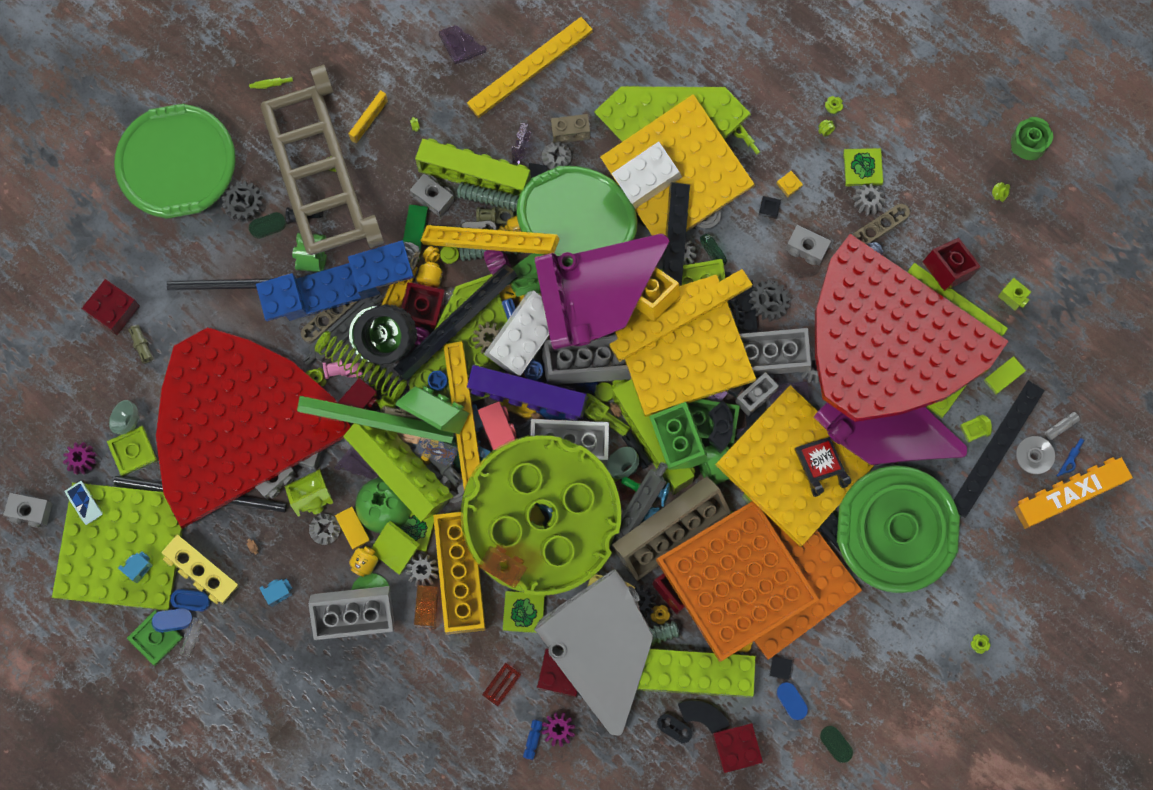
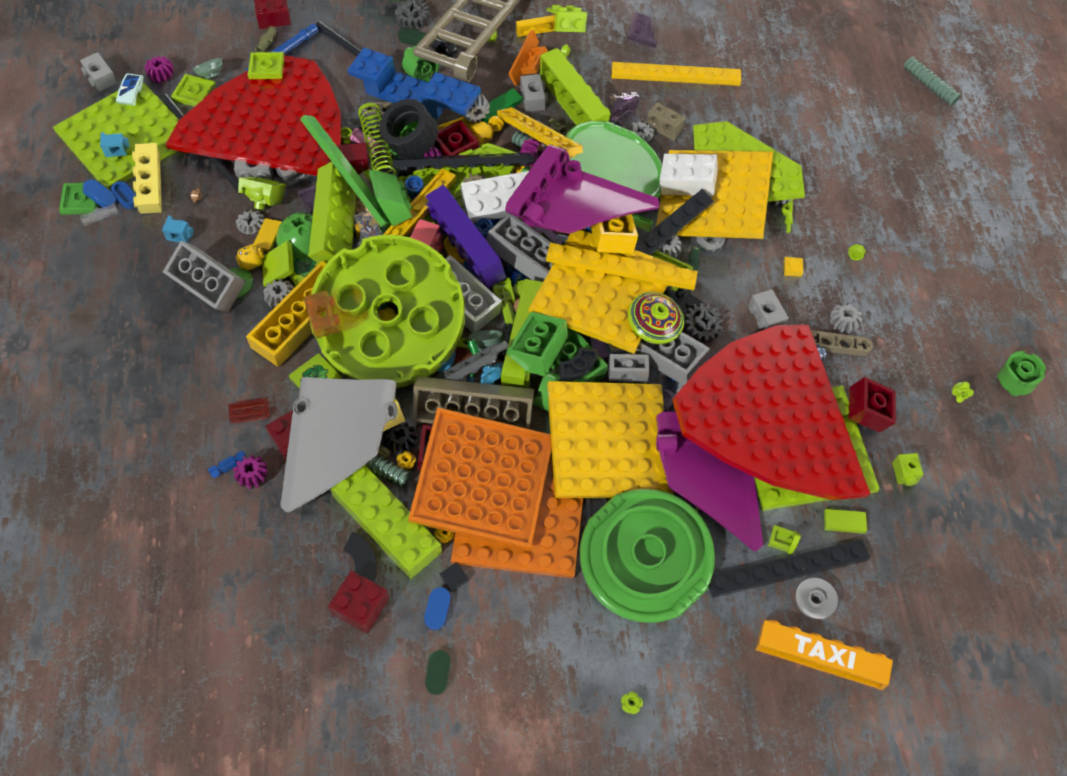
camera: 40 degrees right, 15 degrees down
(166, 336) = (303, 35): none -> blue axle
(177, 372) = (266, 65): none -> lime tile
(386, 85) = (568, 18): none -> lime bracket
(394, 160) = (527, 59): none -> orange bracket
(426, 607) = (253, 314): clear orange brick -> none
(449, 255) = (506, 133): lime plate -> none
(488, 196) = (564, 113): sand green piece -> none
(677, 724) = (326, 548): black beam -> none
(741, 346) = (652, 324): none -> dish
(769, 207) = (763, 270): black tile -> none
(821, 462) = (630, 451): flag -> none
(834, 109) = (876, 243): lime plate -> none
(863, 167) = (862, 295): lime tile -> none
(1062, 426) = (861, 597): light grey axle -> none
(1070, 459) = (850, 627): blue hand -> none

